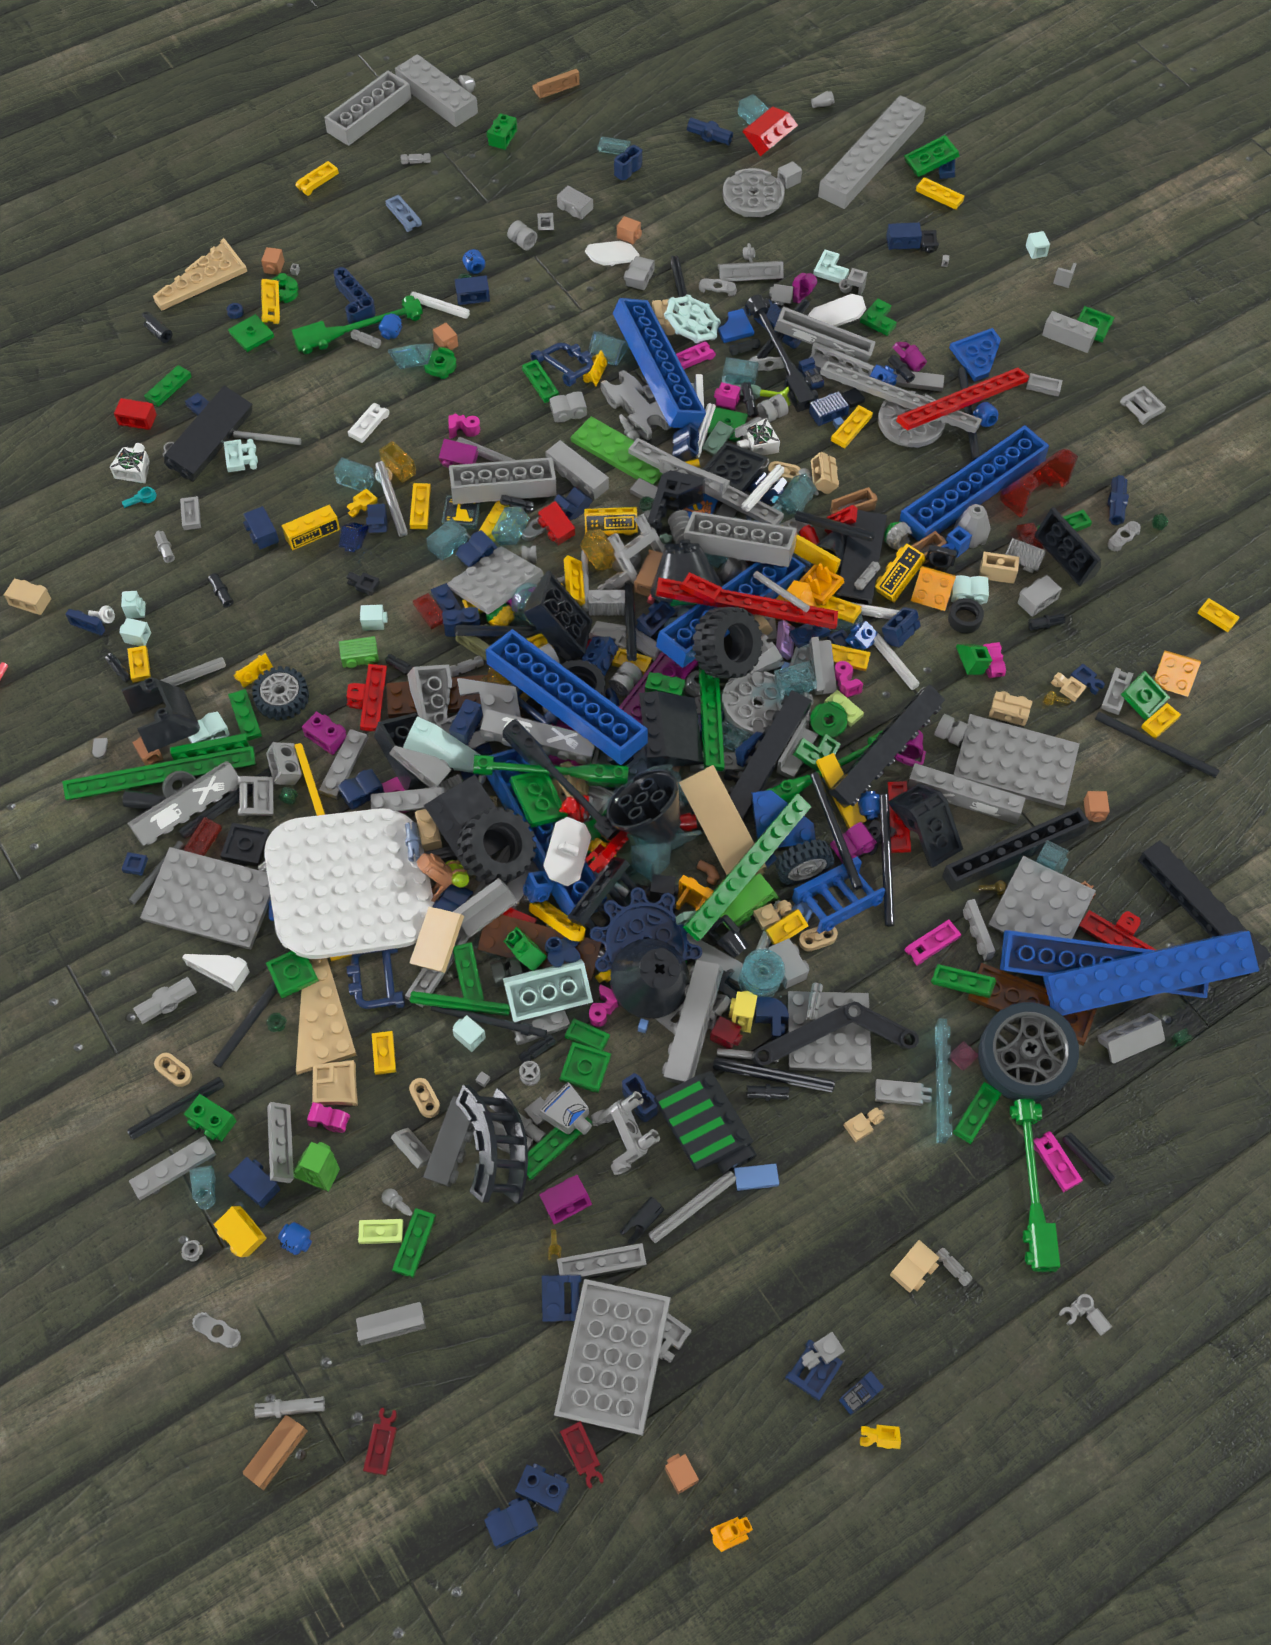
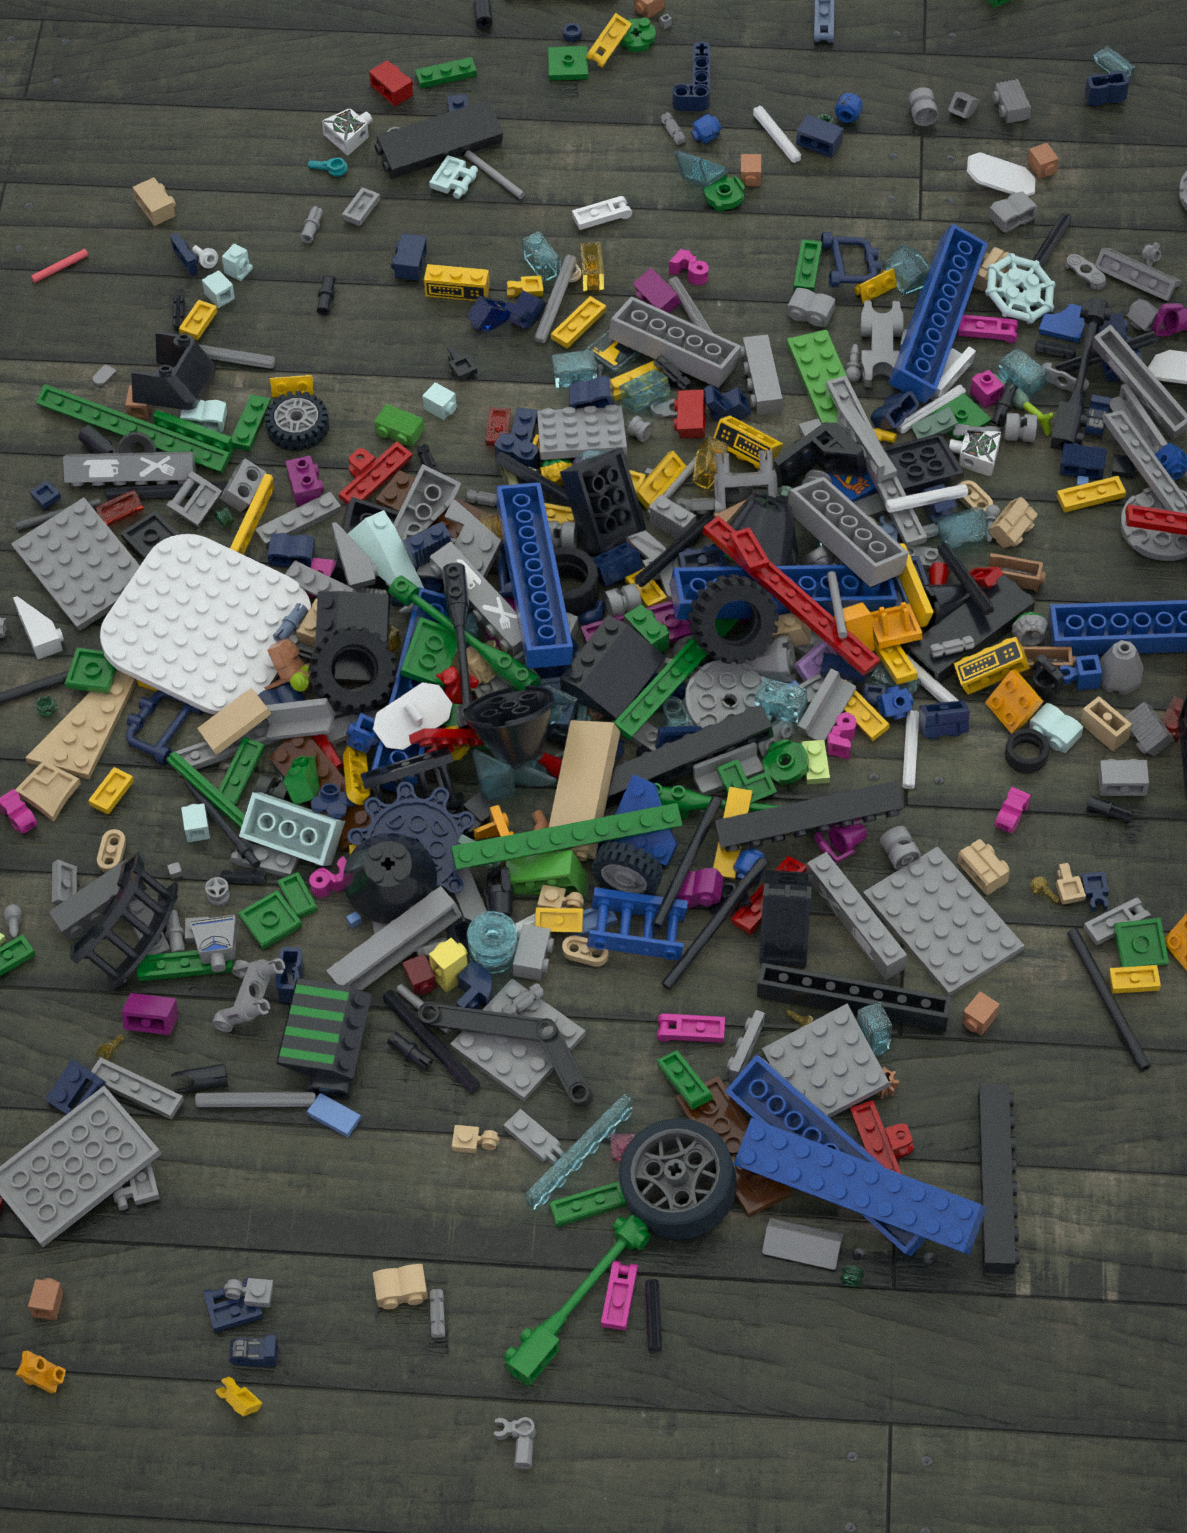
camera: 40 degrees right, 5 degrees down
(319, 336) = (629, 100): green bar -> none
(974, 658) = (991, 795): green slope -> none

